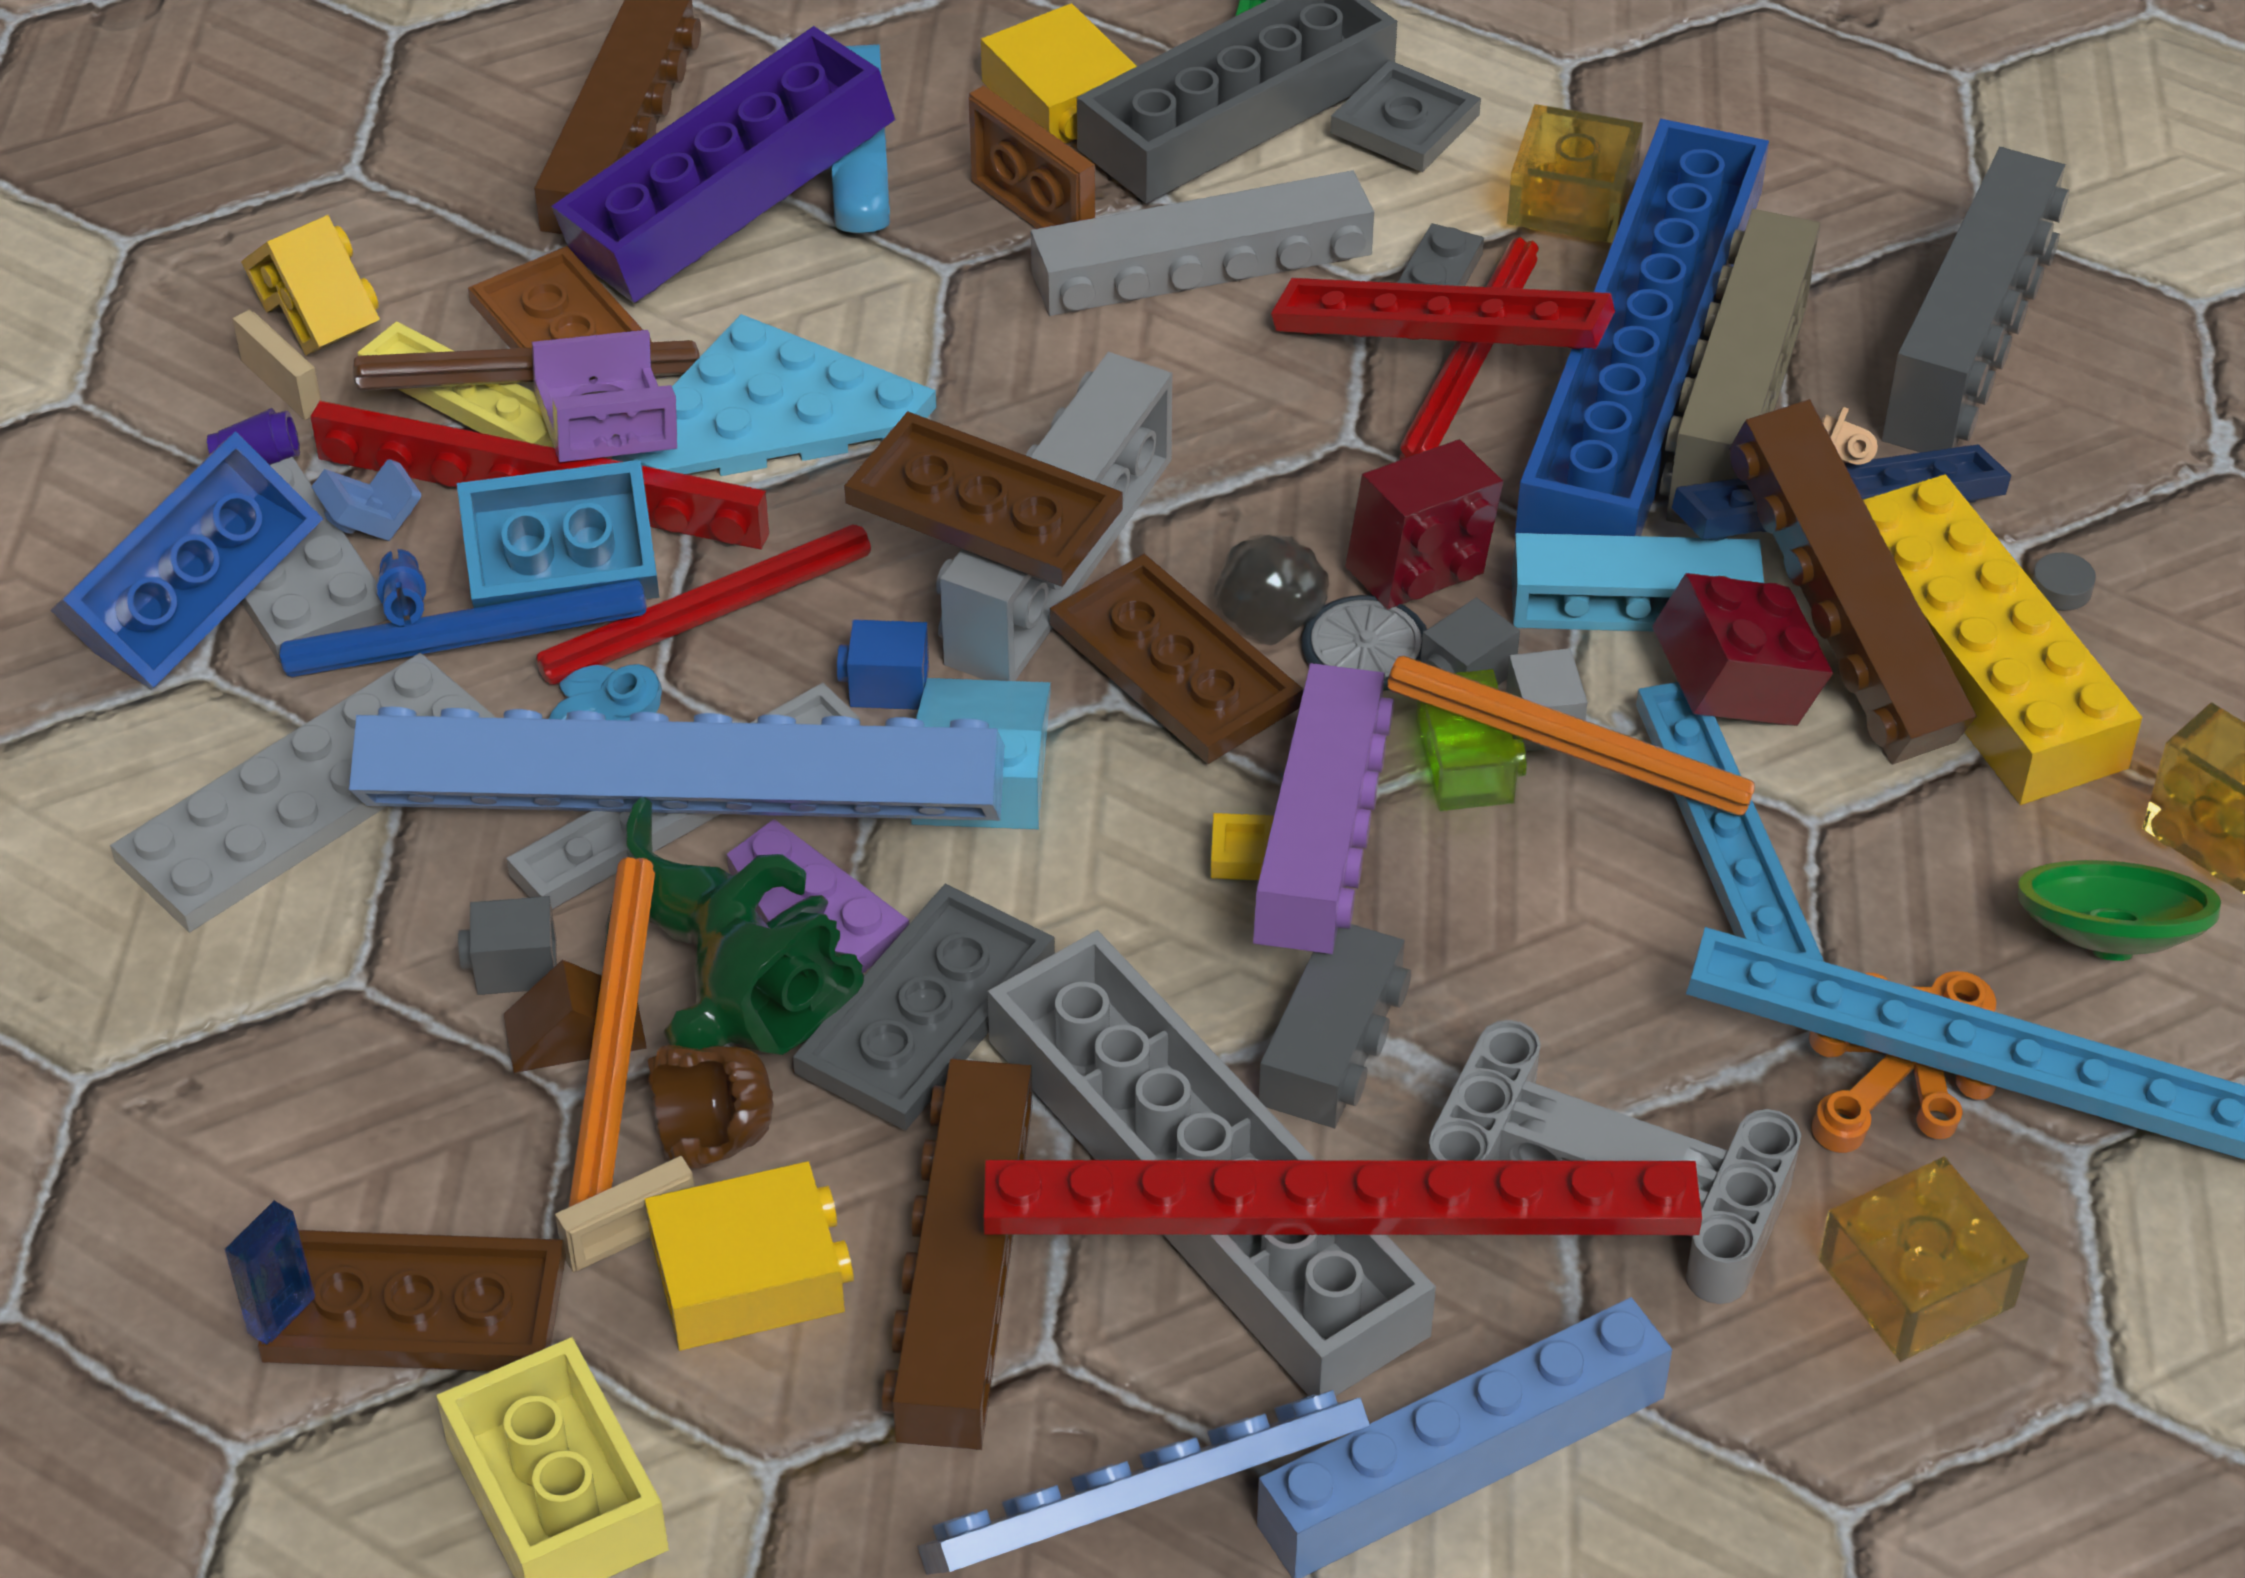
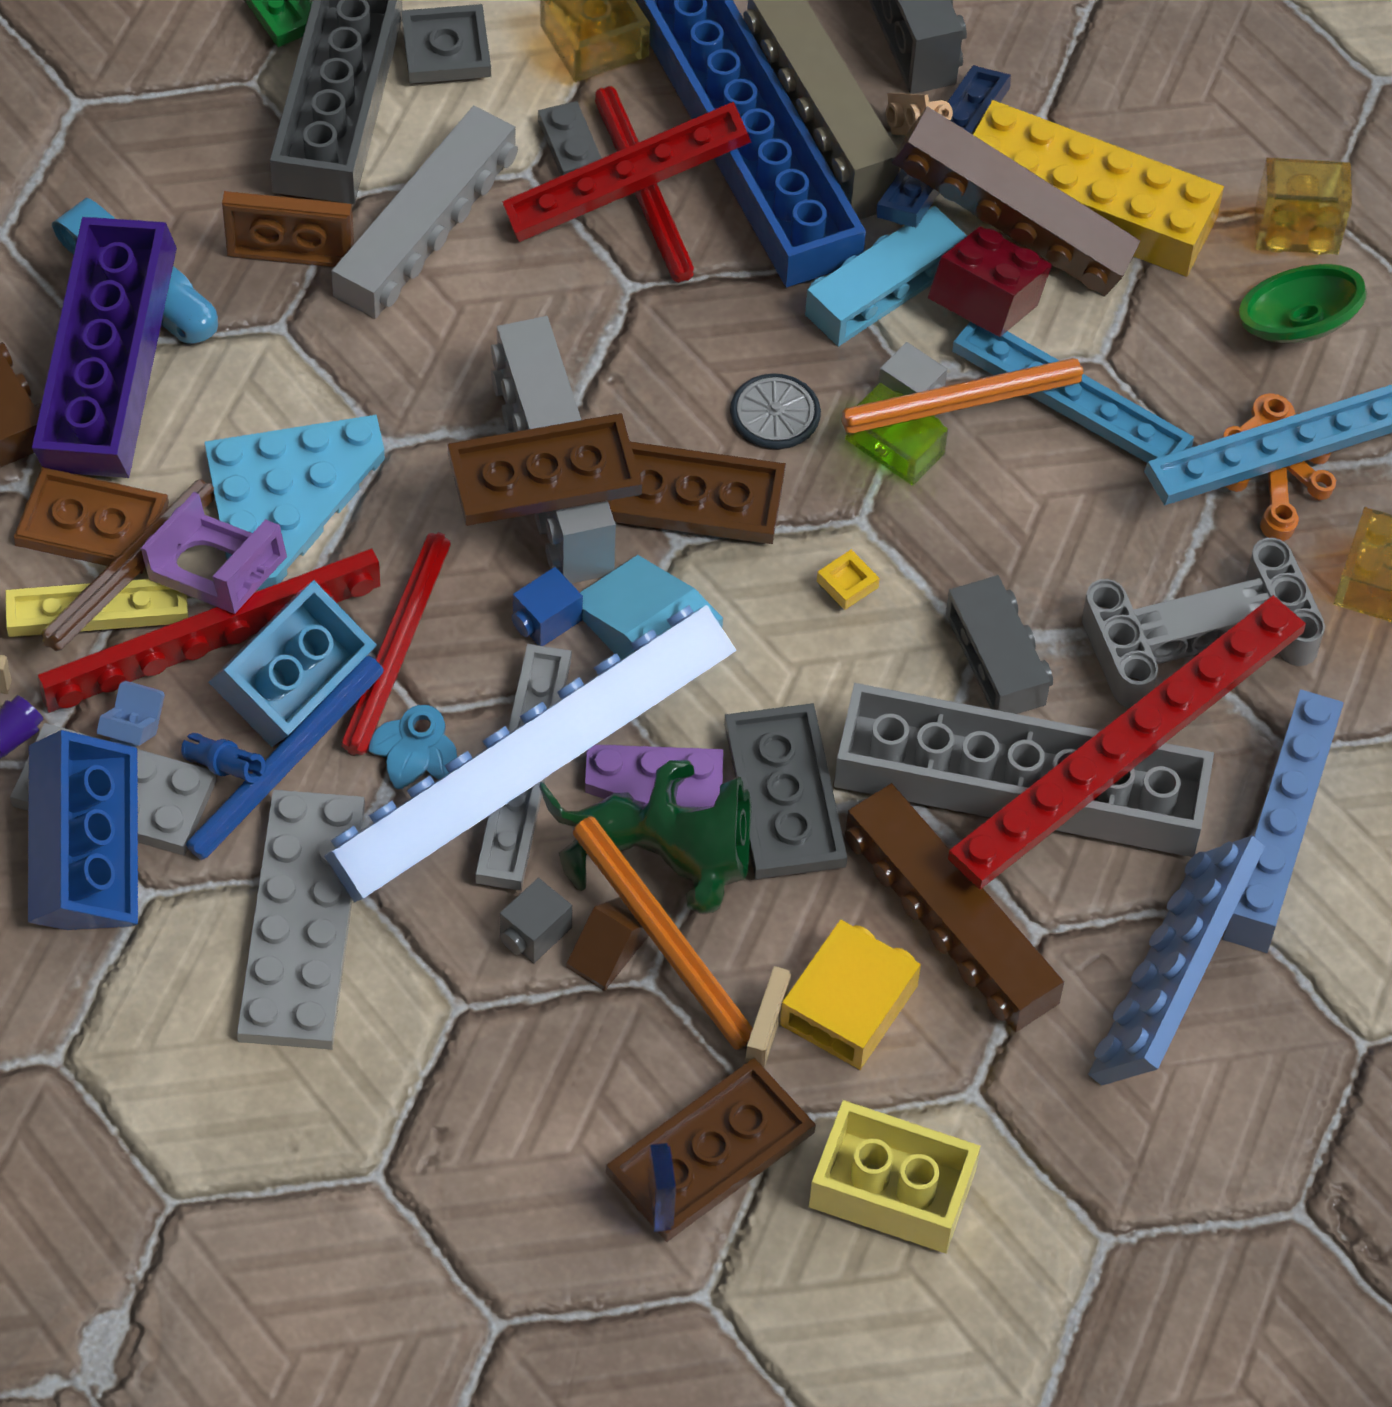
camera: 45 degrees left, 10 degrees up
(709, 1102) = (748, 929): reddish brown hair -> none
(1048, 65) = (214, 146): yellow brick -> none
(1271, 586) = (701, 412): clear smoke hair -> none
(1323, 810) = (881, 528): medium lavender brick -> none
(1423, 523) = (759, 317): dark red brick -> none
(1471, 641) = (844, 377): dark grey brick -> none
(2065, 580) = (1089, 120): dark grey tile -> none

